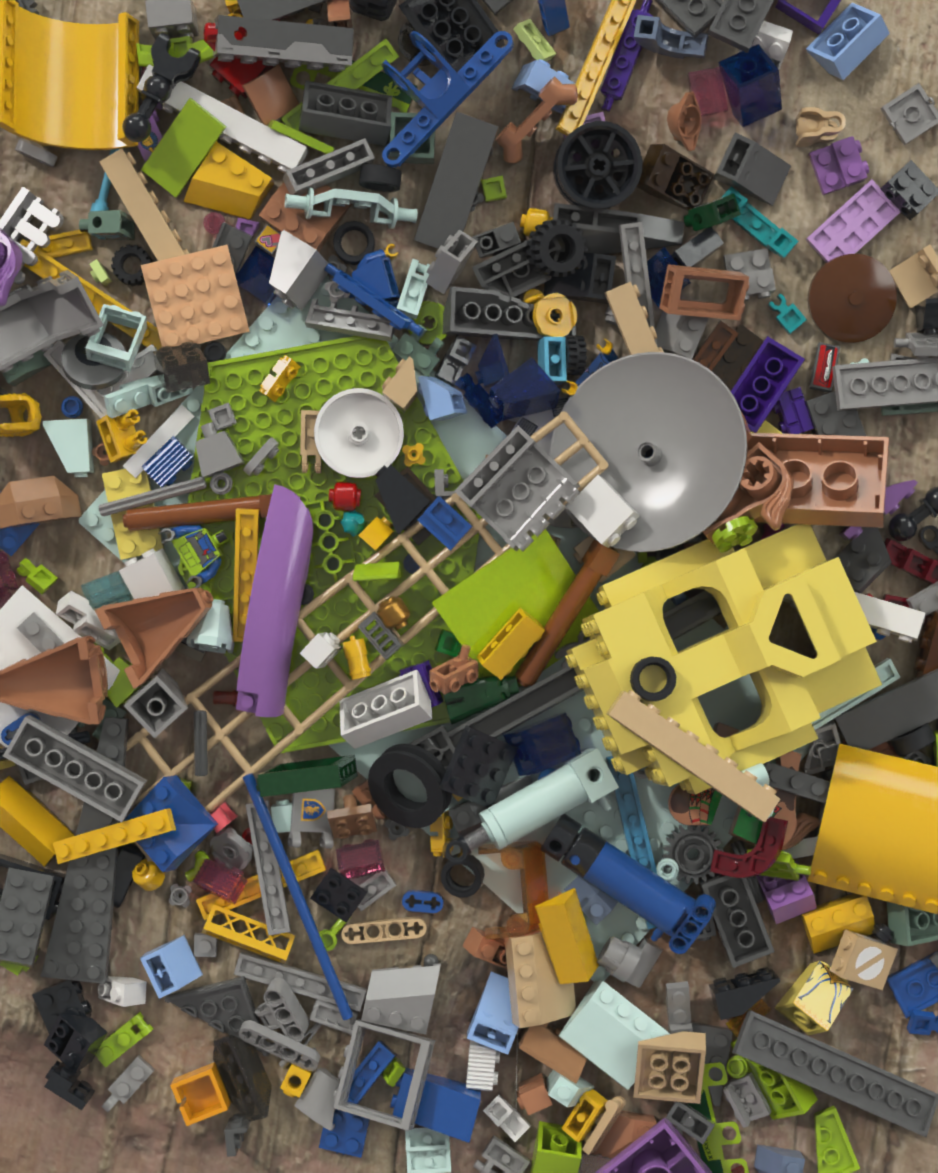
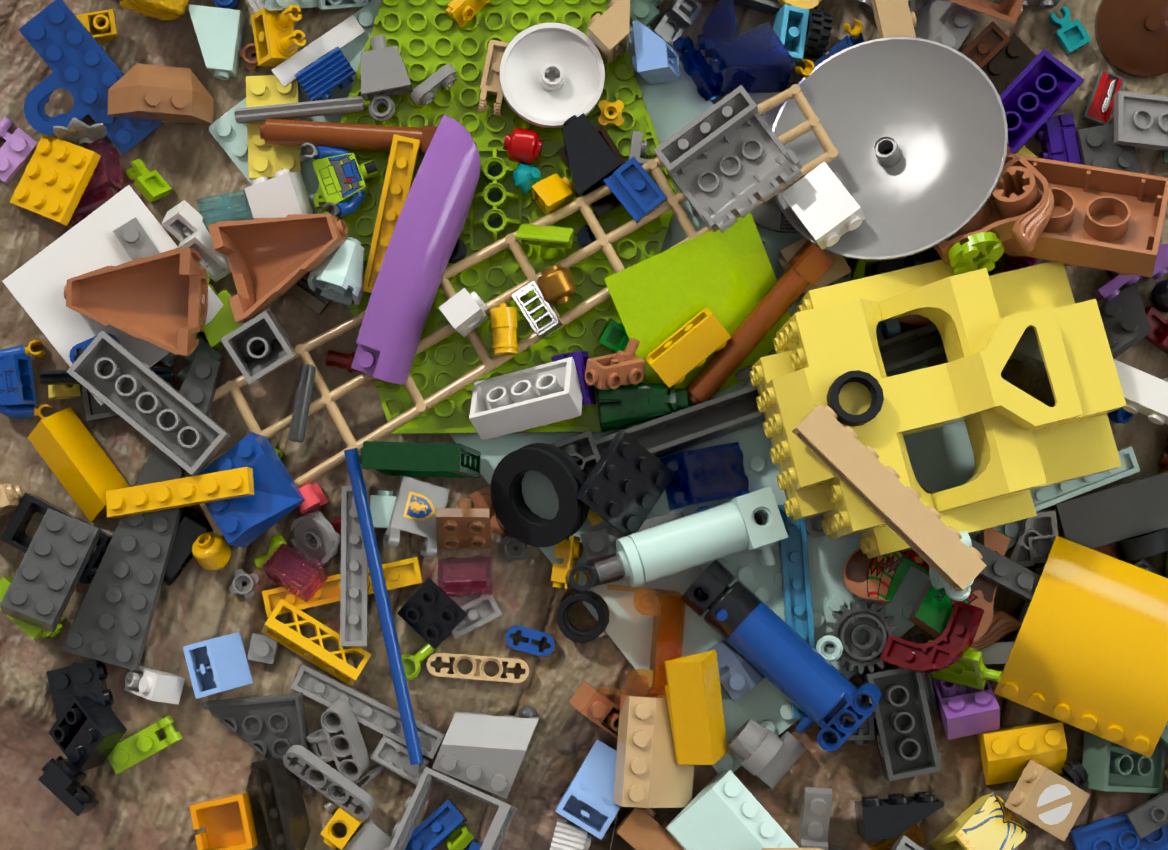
camera: 15 degrees right, 5 degrees down
(128, 1082) = (140, 797): light grey plate -> none
(222, 417) = (397, 33): light grey tile -> none

